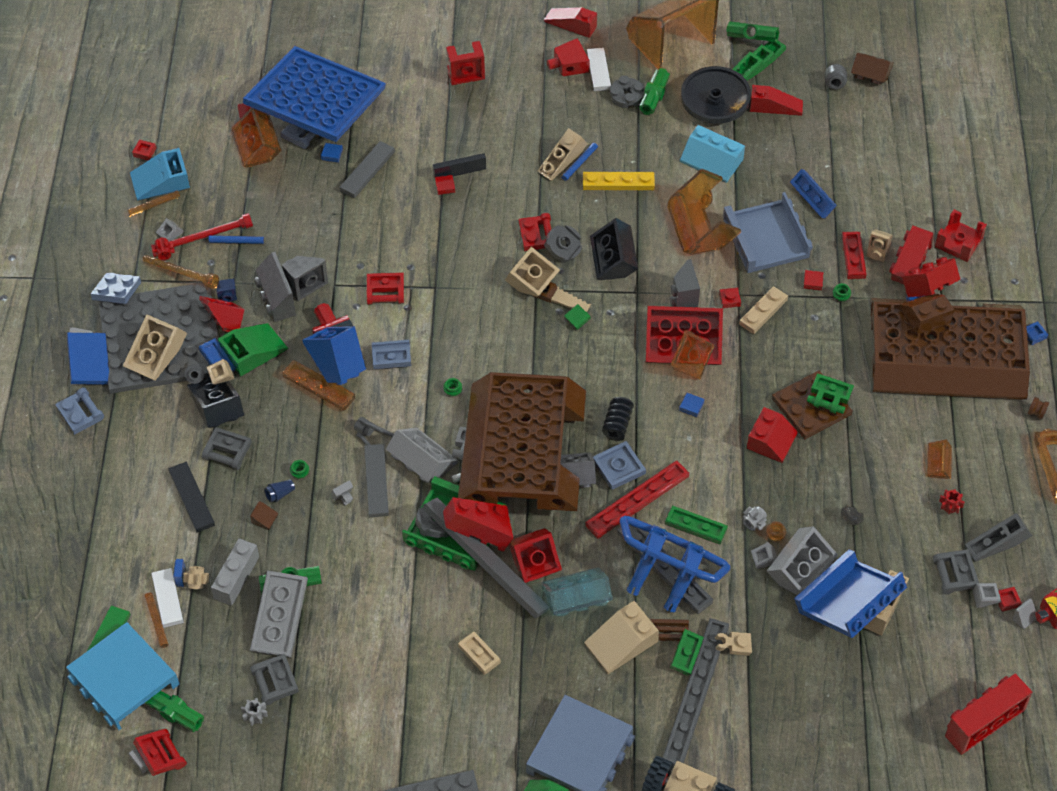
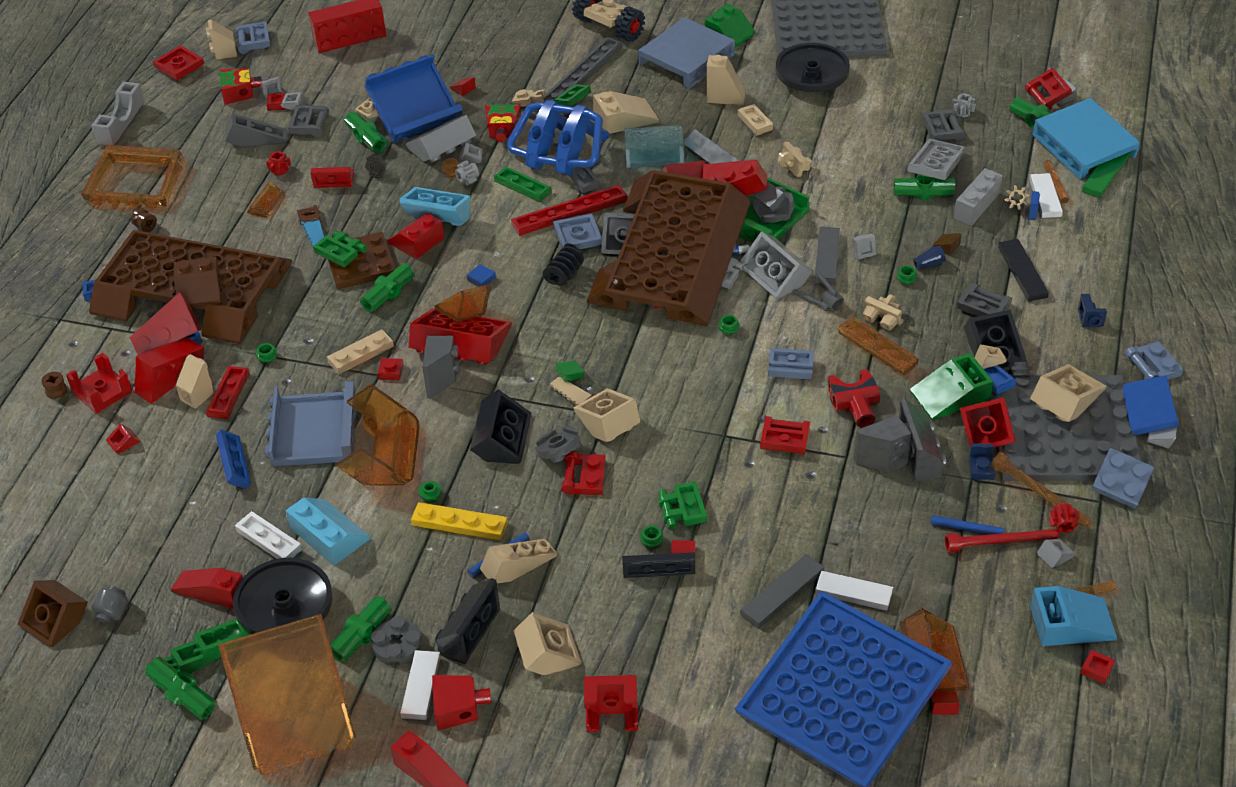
camera: 165 degrees left, 10 degrees down
(131, 446) = (1089, 314): none -> dark blue bracket
(316, 177) = (855, 590): none -> white tile
(317, 419) = (884, 308): none -> tan hips
(336, 353) = (858, 346): blue slope -> none
(421, 591) = (793, 159): none -> tan hips
(428, 738) = (812, 67): none -> black dish
(449, 219) = (689, 505): none -> green plate
(470, 190) = (651, 536): none -> green plate
(521, 100) = (546, 645): none -> tan slope
(522, 685) = (723, 82): none -> tan slope
(580, 101) = (469, 621): none -> black slope
(650, 198) = (429, 491): none -> green plate
(748, 600) = (502, 120): none -> red torso
(754, 142) = (267, 537): none -> white plate
(762, 453) = (441, 204): none -> medium azure slope
(769, 372) = (387, 287): none -> green piece
(813, 280) = (289, 372): red tile -> none
(815, 657) = (464, 86): none -> red slope
(876, 436) = (310, 220): none -> piece
(884, 559) = (365, 132): none -> green piece
(889, 498) = (332, 177): none -> red panel
(911, 202) = (122, 439): none -> red slope
(998, 232) = (54, 385): none -> reddish brown wheel

